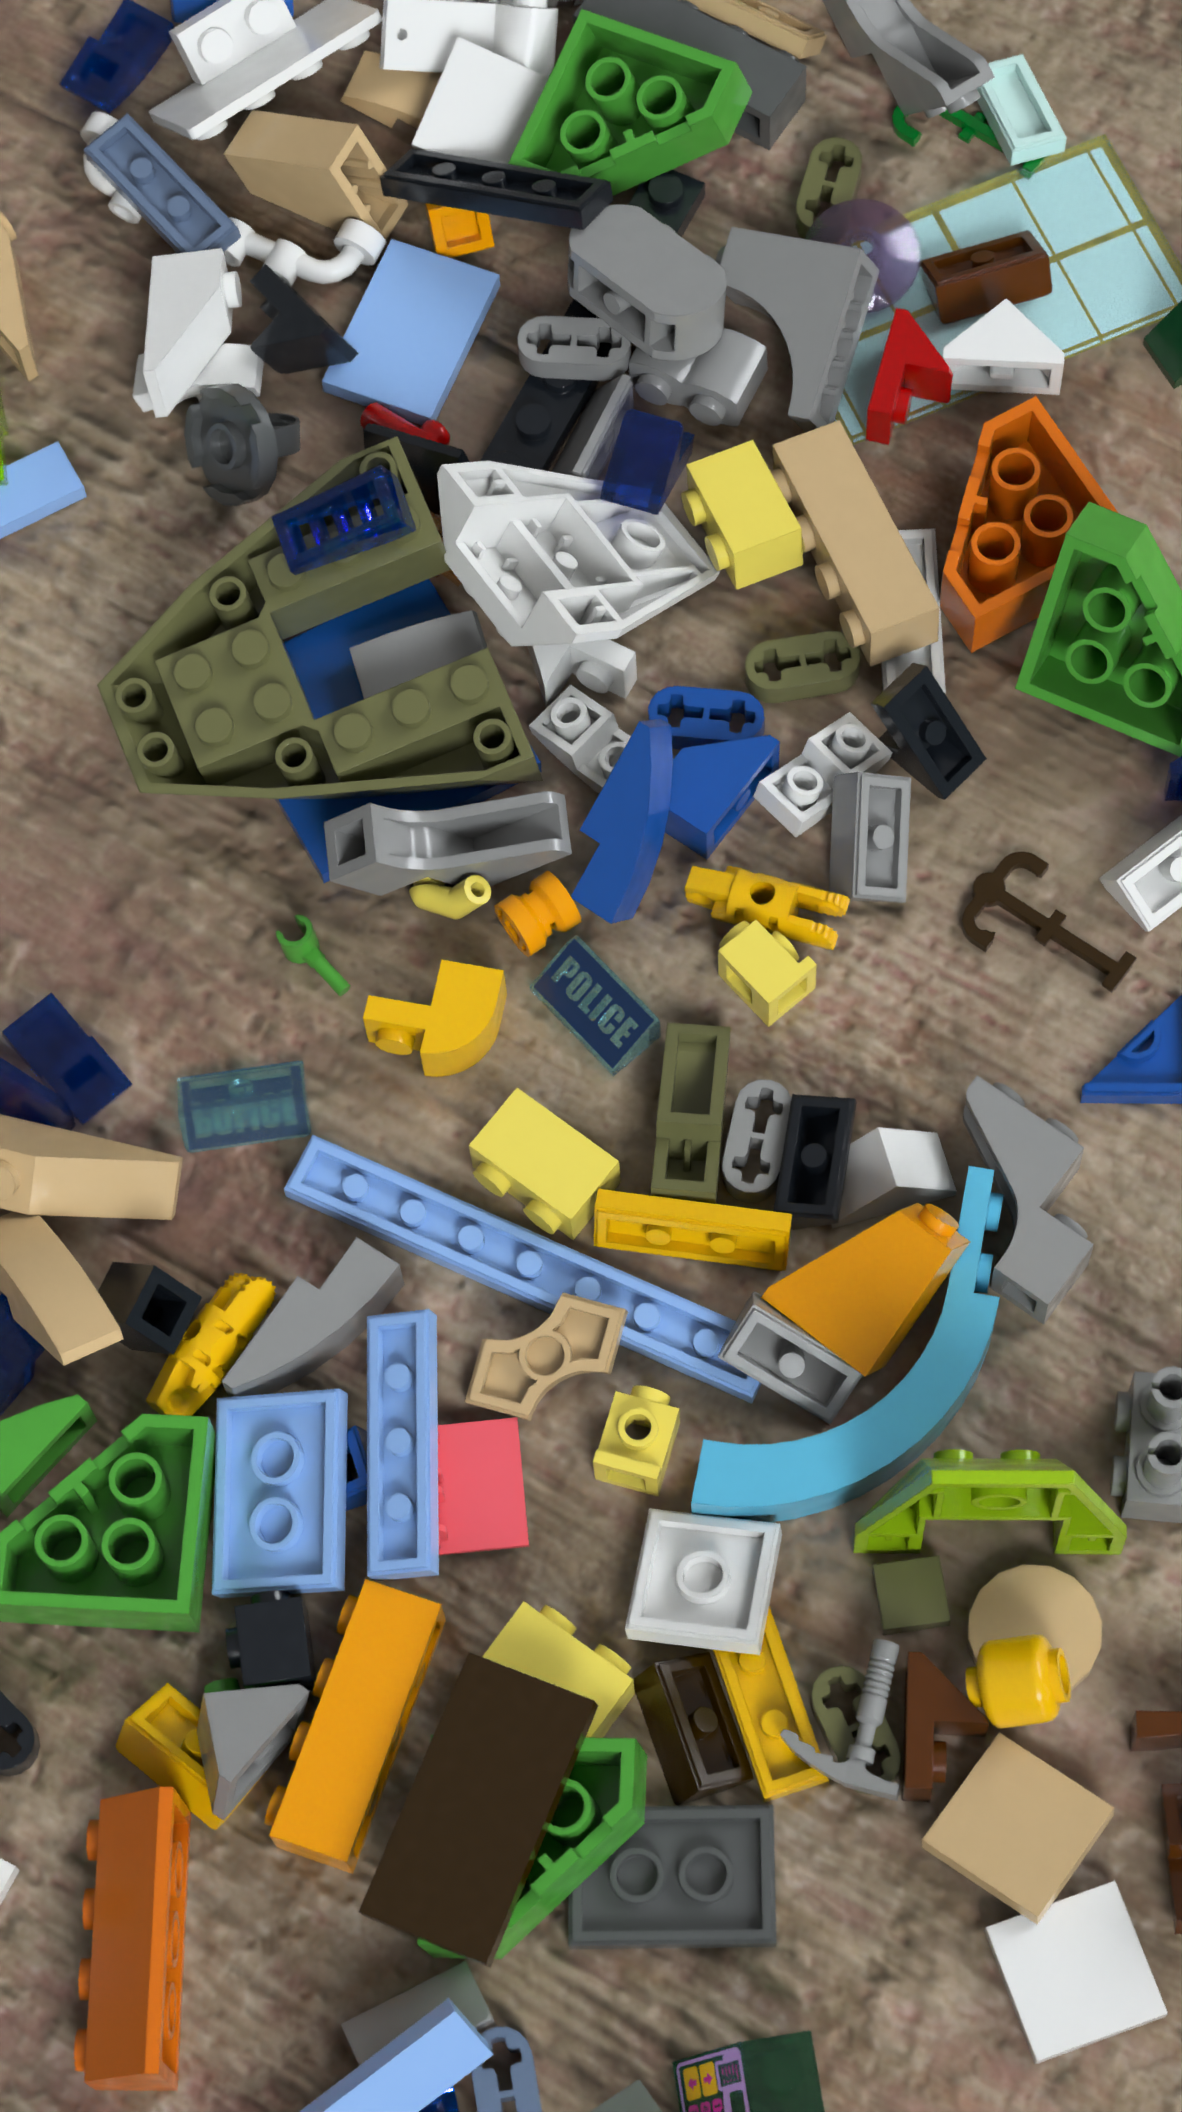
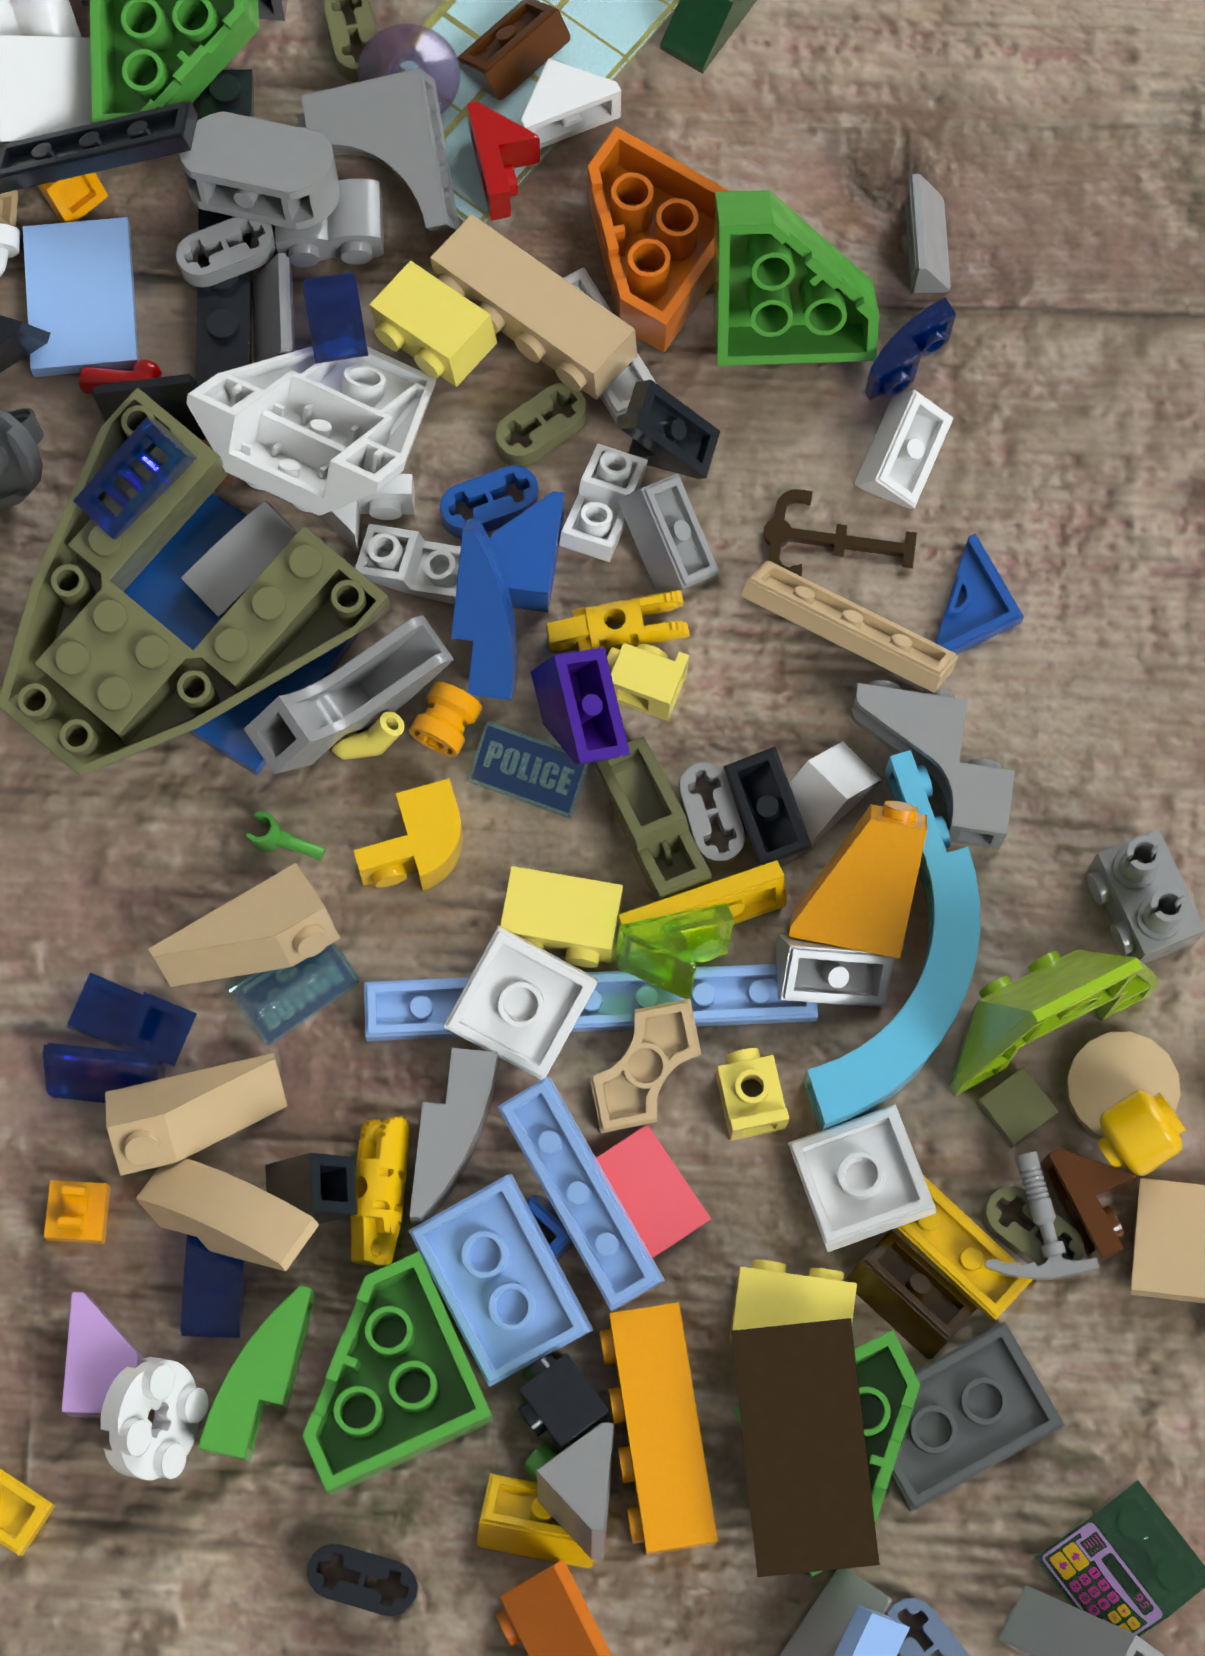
camera: 35 degrees left, 5 degrees up
(227, 1030) = (252, 934): none -> tan slope
(452, 1229) = (520, 1003): none -> white tile
(630, 1243) = (666, 946): none -> clear neon green slope
(678, 963) = (581, 706): none -> dark purple slope
(1006, 1017) = (850, 626): none -> tan tile

